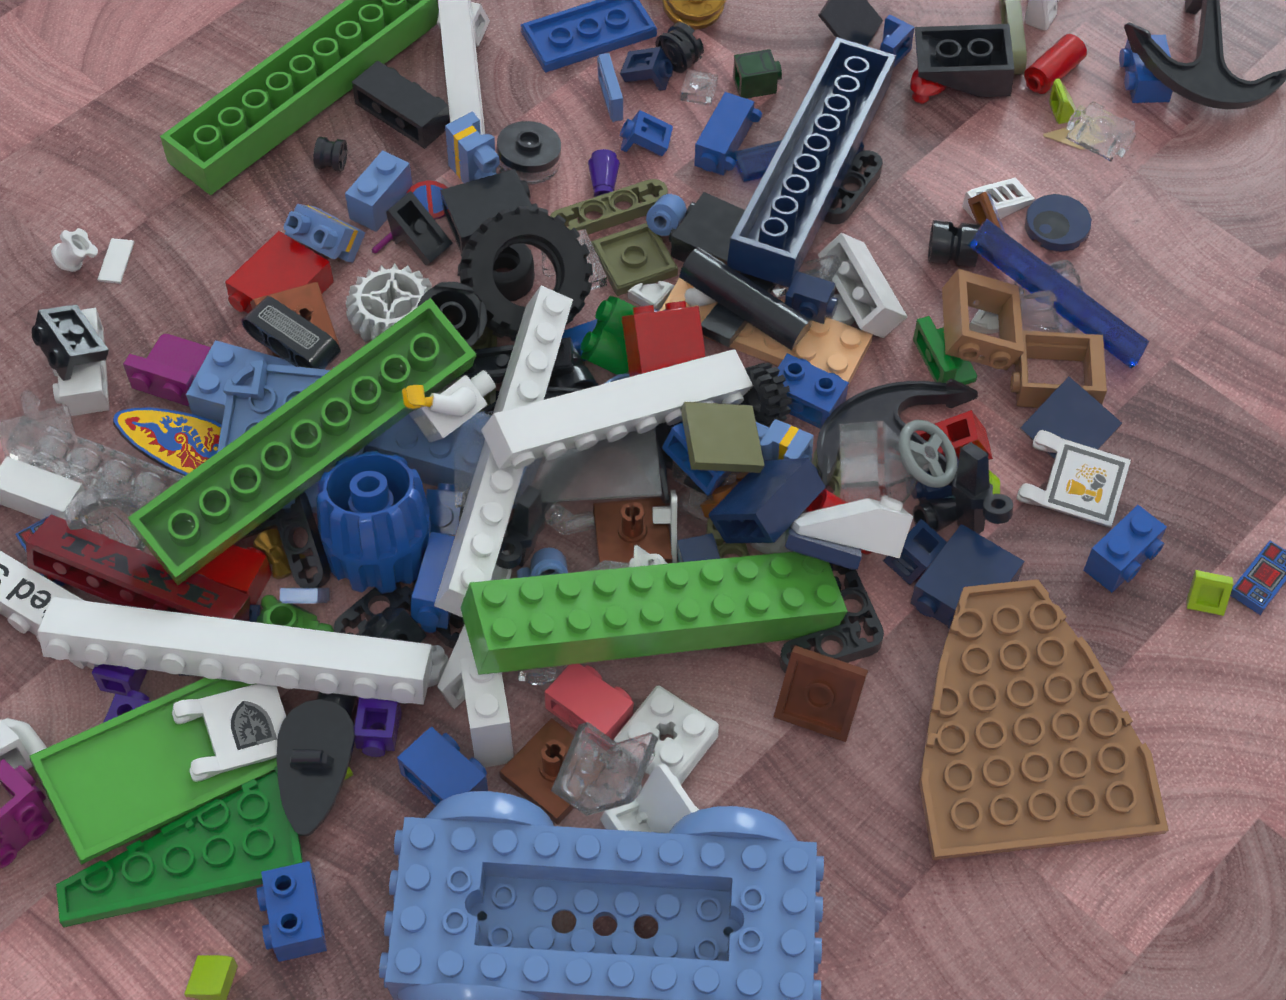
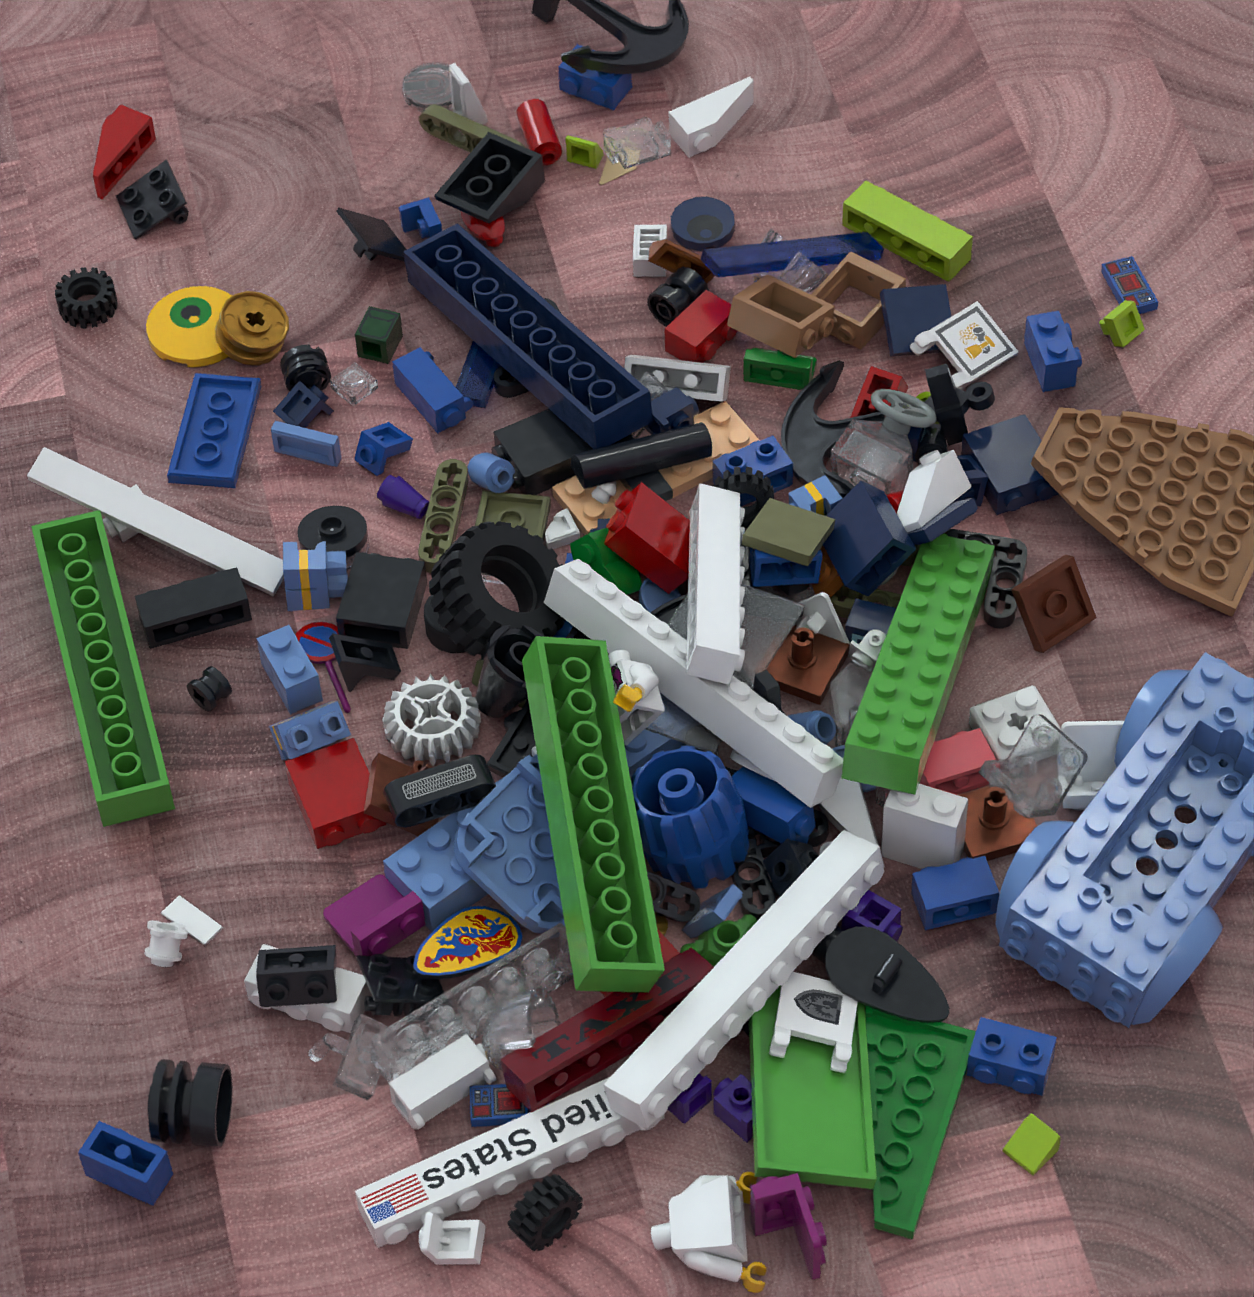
camera: 55 degrees left, 5 degrees down
(100, 405) = (395, 985): none -> black hinge
(927, 272) = (699, 329): none -> red brick
(1174, 166) = (709, 118): none -> white slope
(1175, 370) = (907, 230): none -> lime brick

